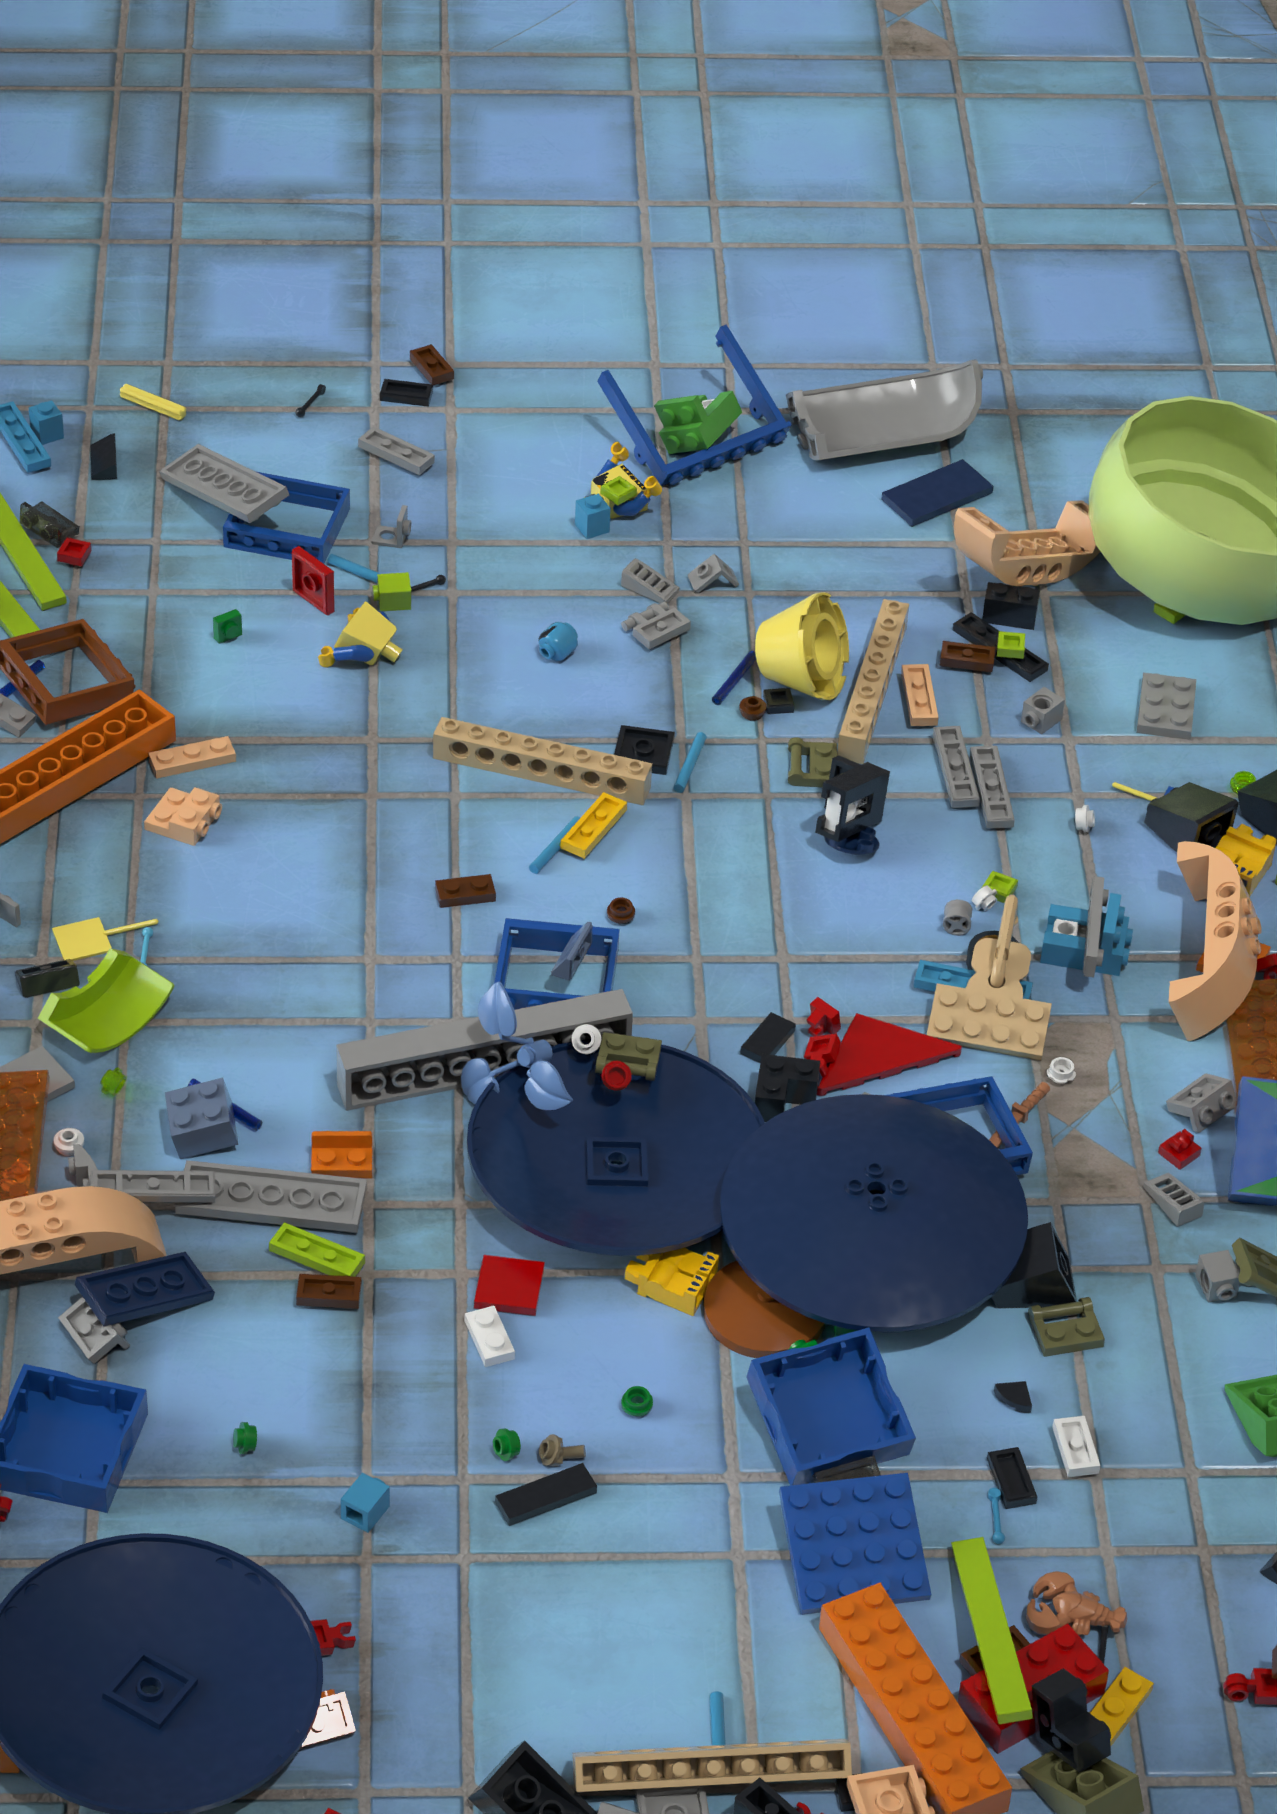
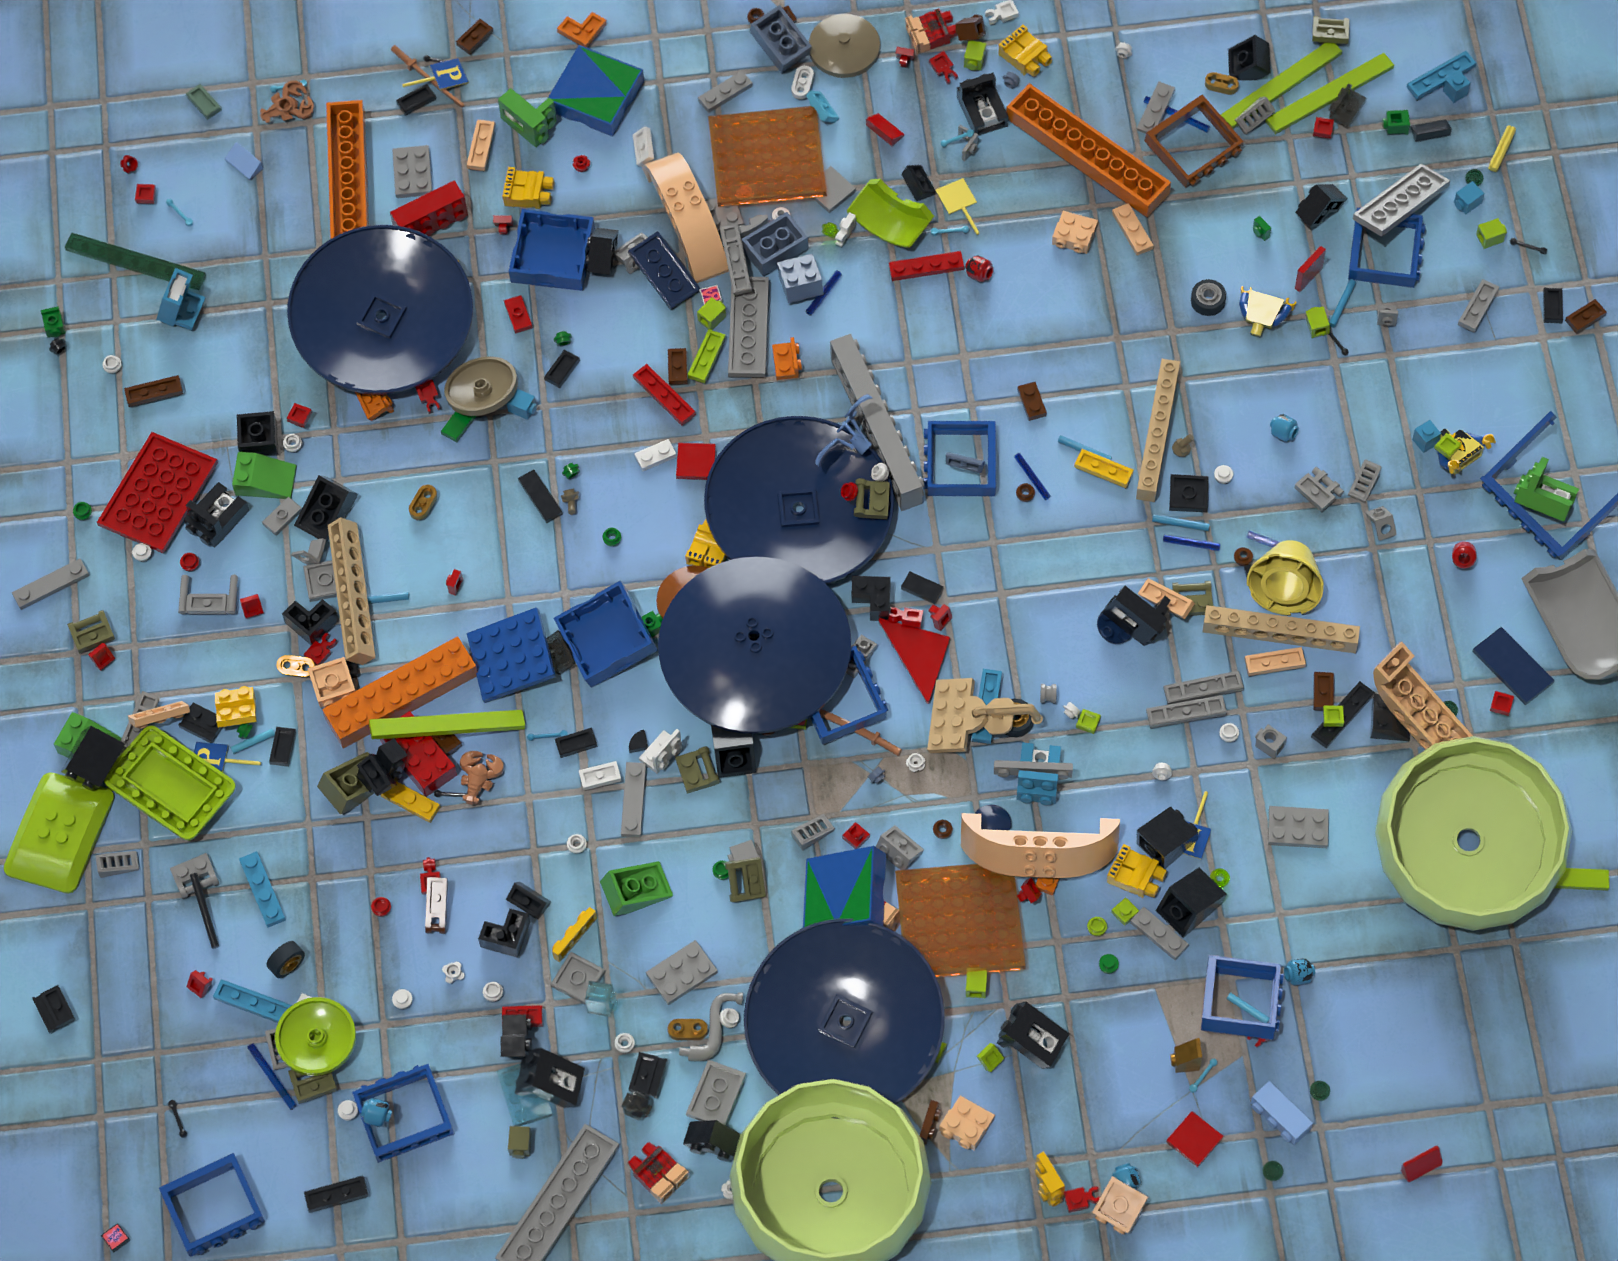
camera: 90 degrees right, 20 degrees up
(33, 606) = (1265, 112): none -> light grey slope
(87, 488) = (1396, 122): none -> green brick
(89, 1356) = (602, 248): none -> black brick
(110, 1057) = (847, 226): none -> white plate
(127, 1136) = (774, 243): none -> sand blue brick
(178, 1501) = (518, 314): none -> red plate
(193, 430) = (1474, 175): none -> clear green plate
(200, 1241) = (707, 293): none -> tile
(203, 982) = (926, 266): none -> red plate
(209, 560) = (1320, 202): none -> black brick
(226, 435) = (1469, 197): none -> dark azure brick
(226, 918) = (979, 268): none -> red head
(239, 1238) = (711, 313): none -> lime brick
(287, 424) = (1491, 233): none -> lime brick
(300, 1448) = (562, 368): none -> black tile
(327, 1548) = (481, 386): none -> dark tan dish
(329, 692) = (1205, 289): none -> wheel
(379, 1312) = (664, 394): none -> red plate
(383, 1599) = (457, 426): none -> green tile
(539, 1658) = (421, 503): none -> pearl gold plate
(570, 737) = (1182, 447): none -> dark tan plate
(592, 903) = (1032, 476): none -> clear blue piece
(619, 711) = (1223, 474): none -> white plate
(704, 1618) = (454, 581): none -> red plate
(723, 755) = (1191, 542): none -> clear blue piece
(778, 504) = (1464, 554): none -> red head
(809, 786) = (1155, 592): none -> light nougat plate
(997, 502) = (1501, 703): none -> red tile
(1024, 750) = (1229, 732): none -> white plate
(1039, 1356) = (662, 750): none -> white bracket
(1082, 1115) = (876, 775): none -> sand blue plate
(1097, 1719) = (376, 774): none -> black slope
(1117, 1409) = (633, 799): none -> light grey plate
(1152, 1001) = (994, 818): none -> dark blue dish
(1170, 1052) = (942, 824): none -> reddish brown plate
(1194, 1480) = (576, 838): none -> white plate
(1239, 1307) = (720, 871): none -> green plate

